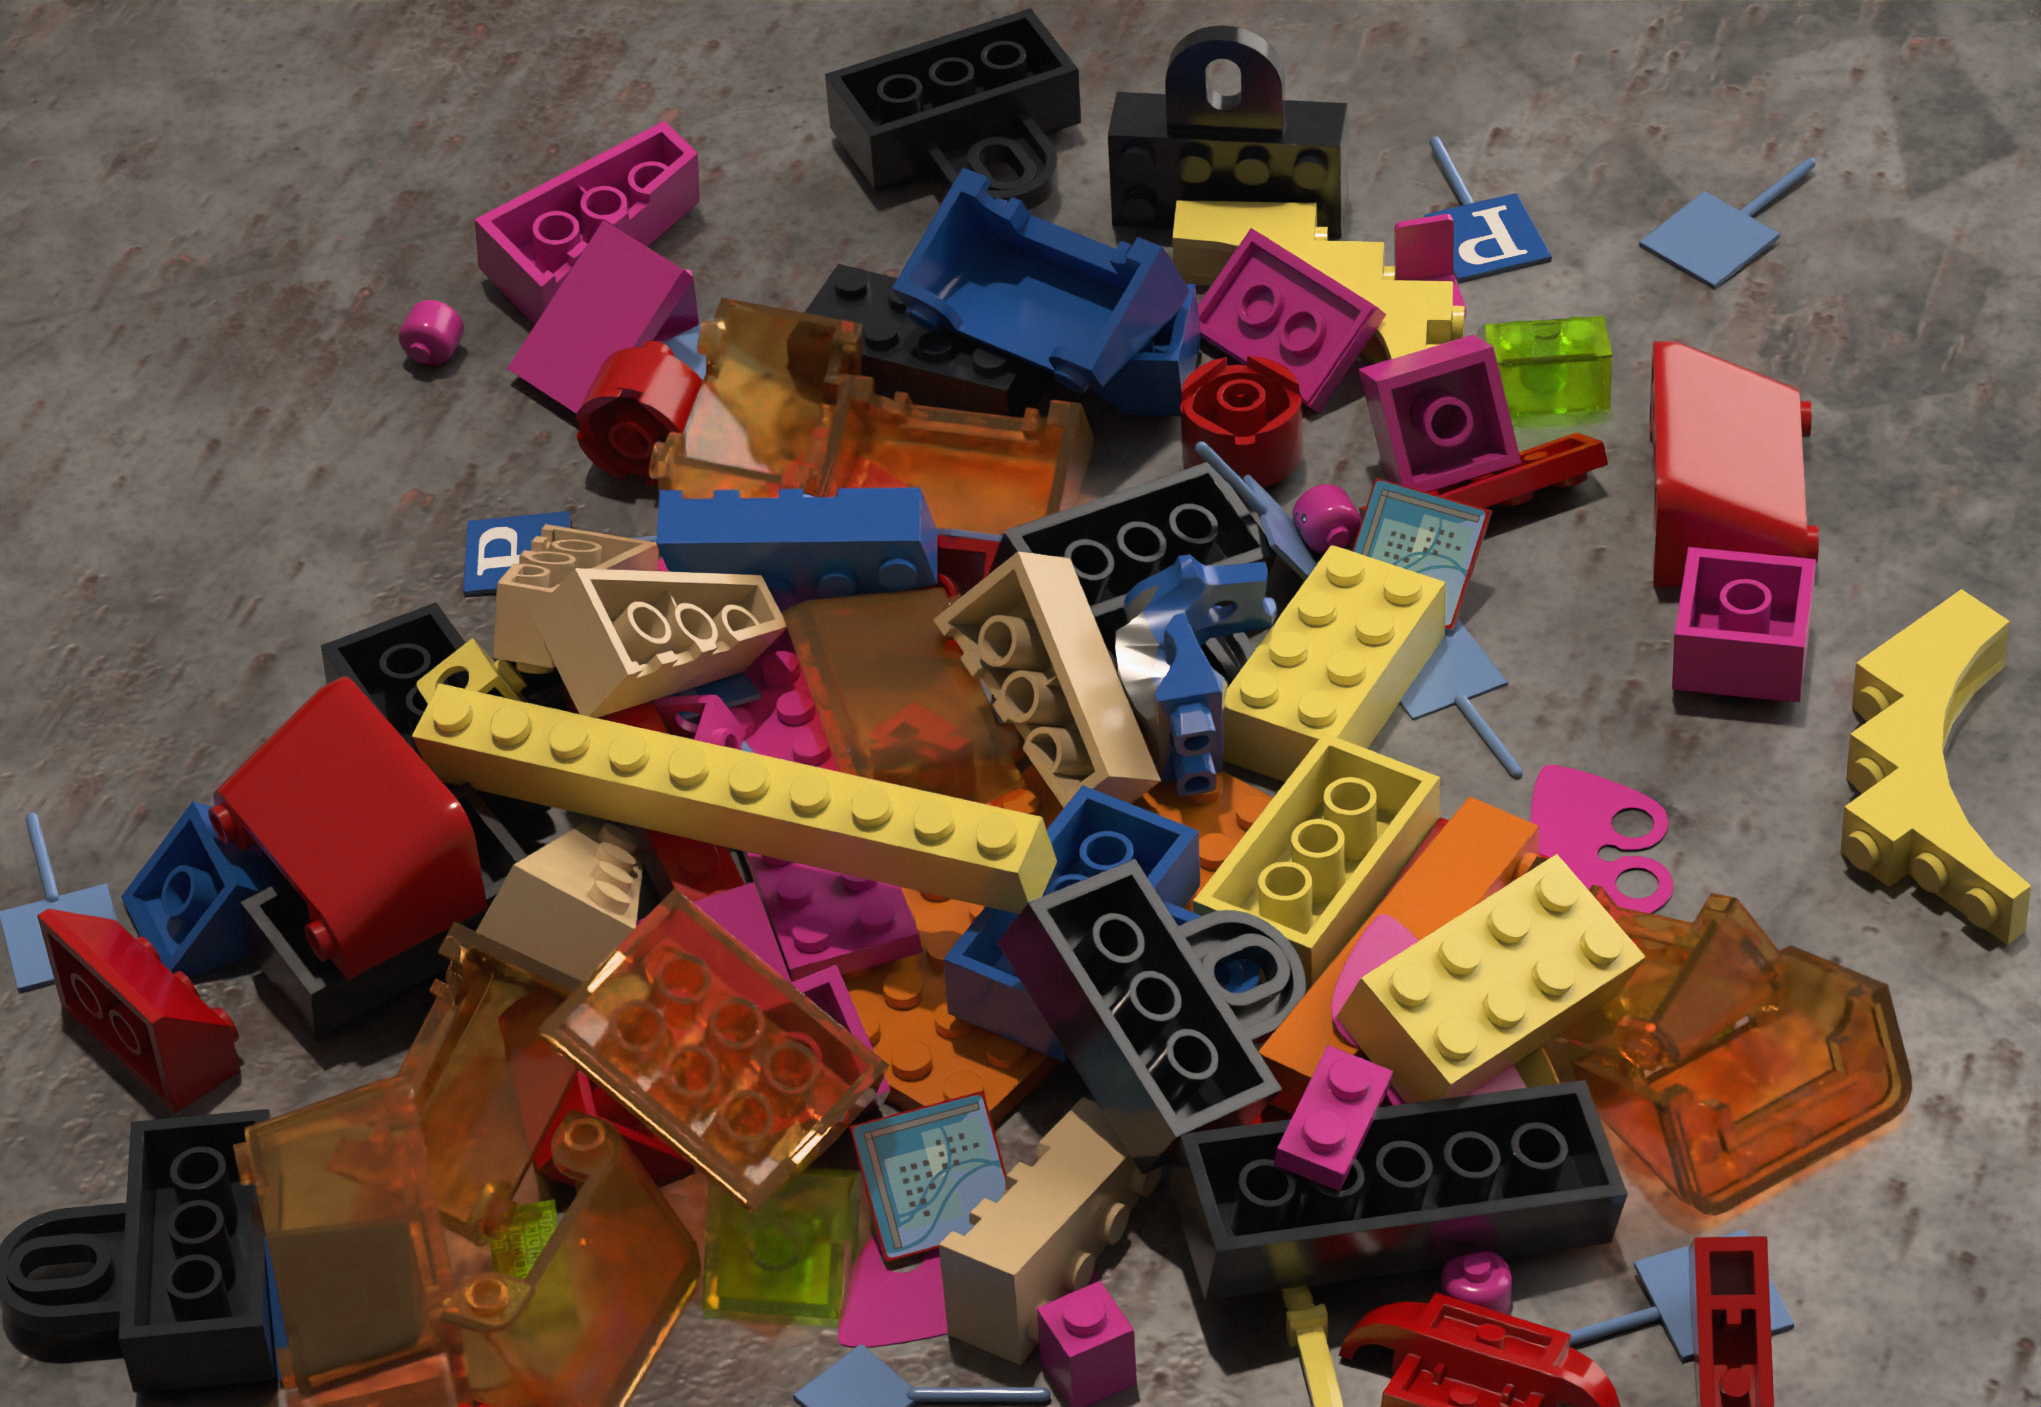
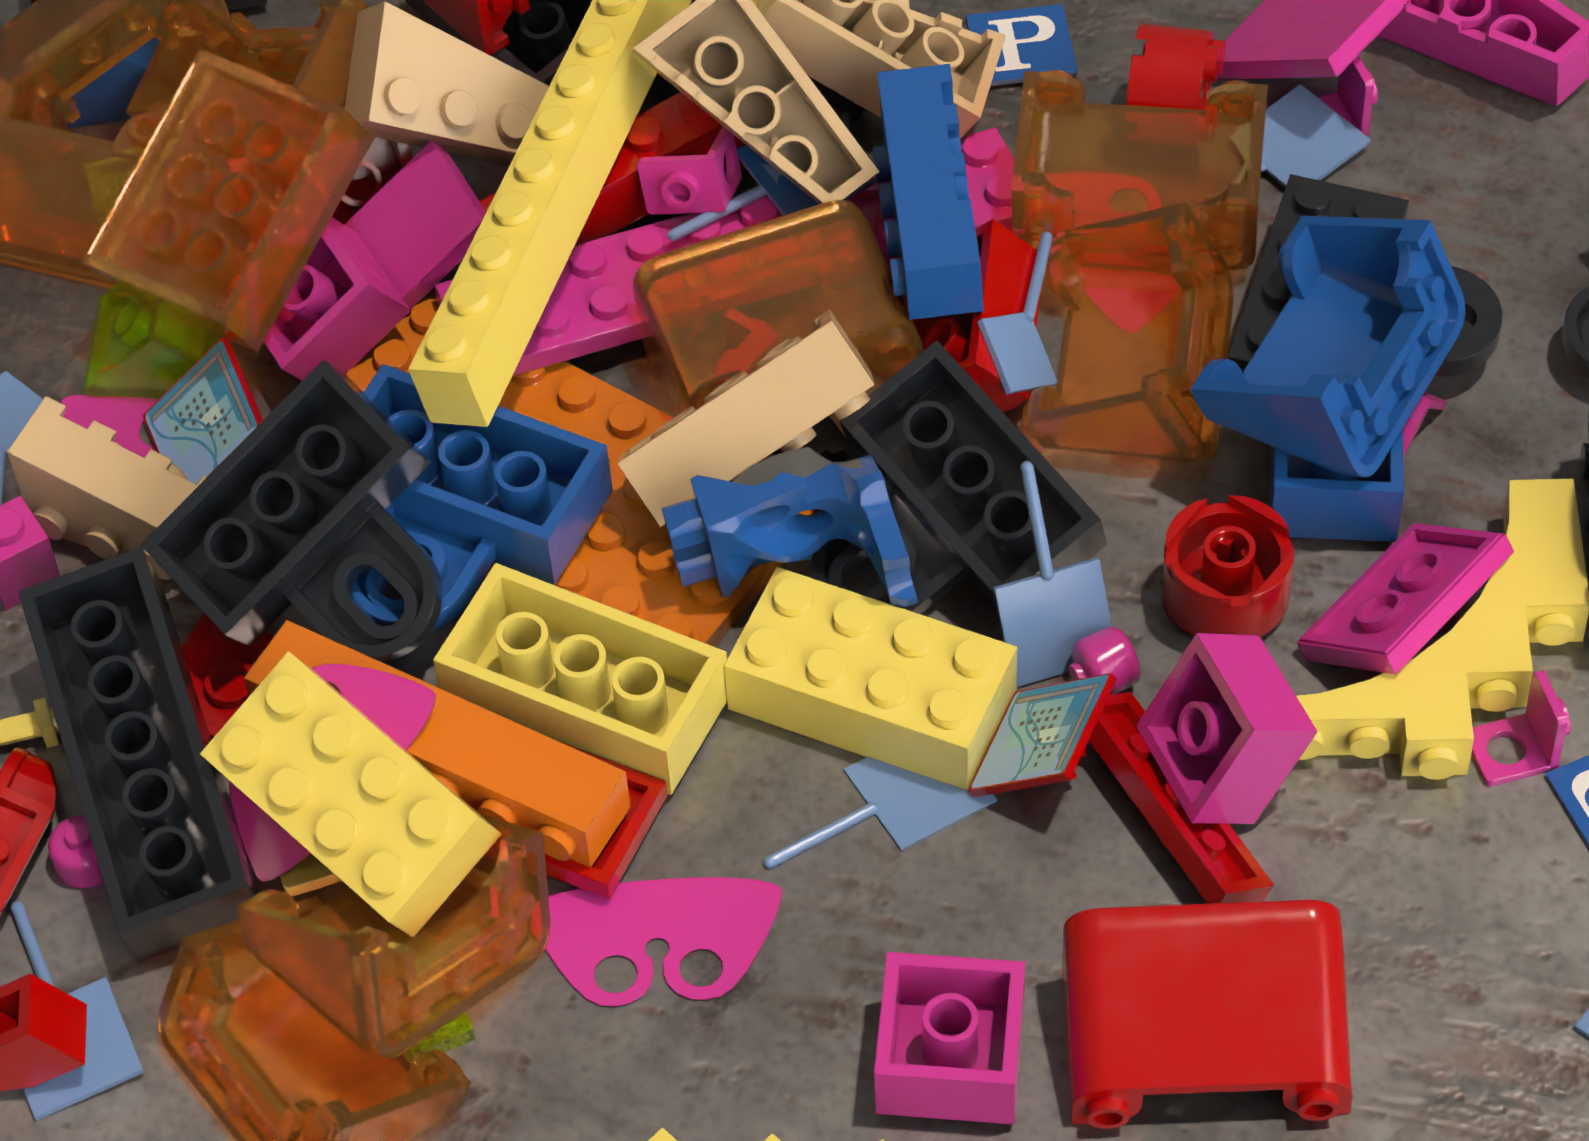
camera: 85 degrees right, 10 degrees up
(1333, 1118) = (162, 664): dark pink plate -> none
(1553, 364) = (1394, 847): clear neon green slope -> none

